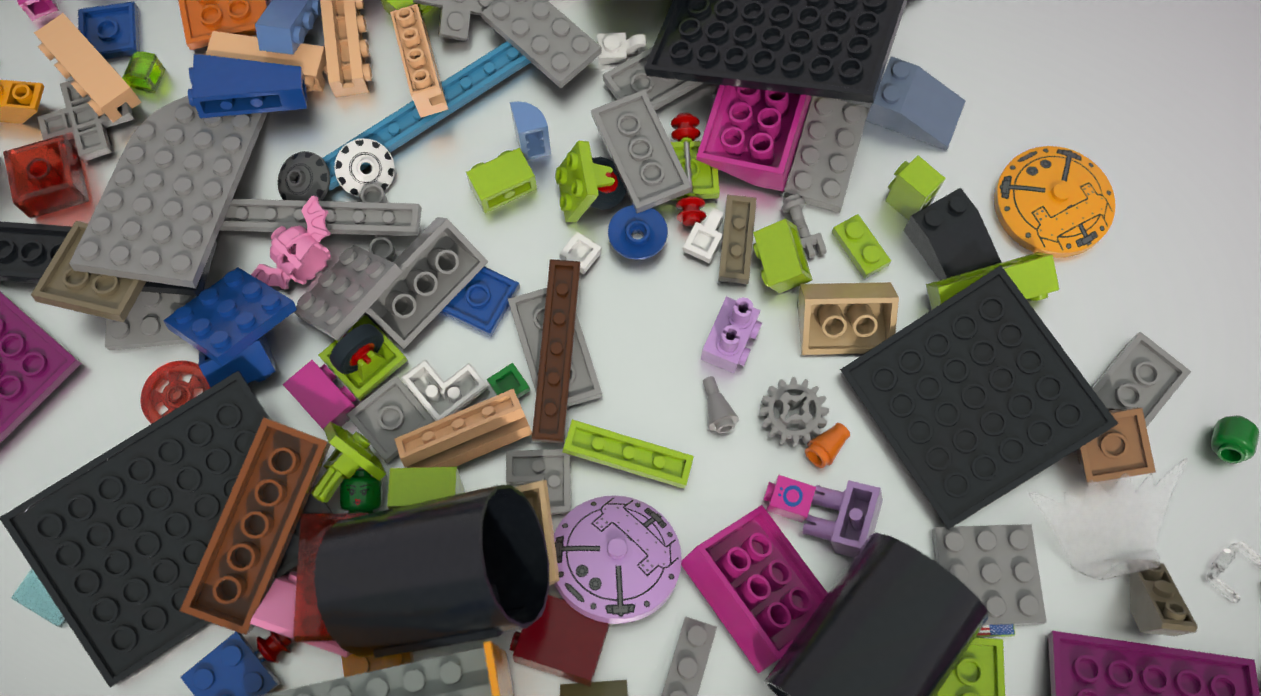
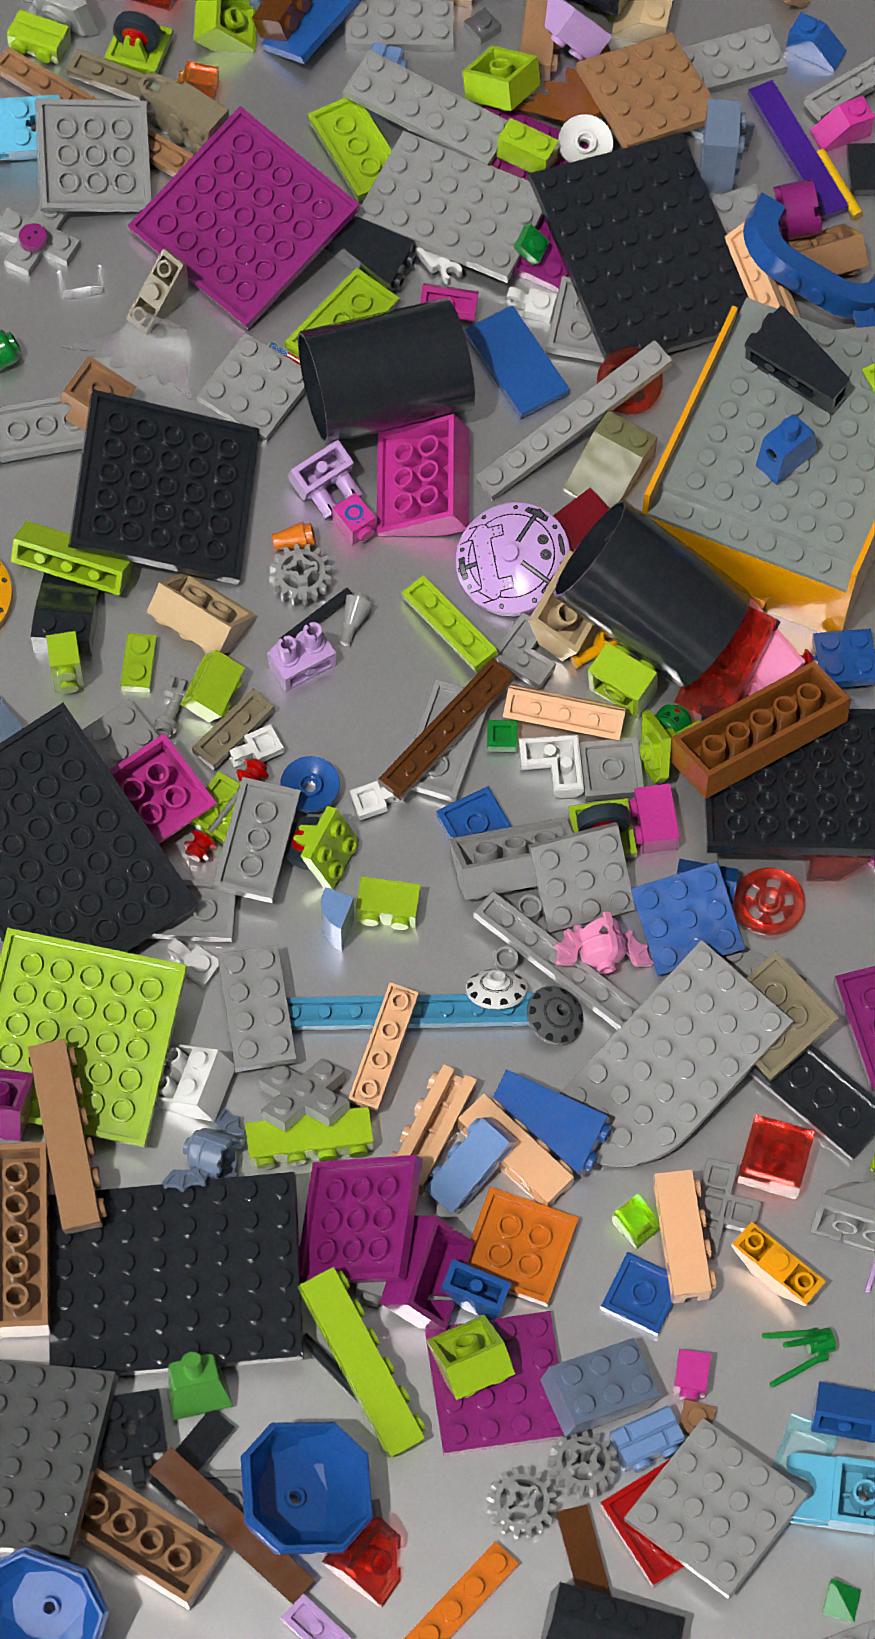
camera: 145 degrees left, 5 degrees down
(750, 387) = (321, 613): none -> black bar

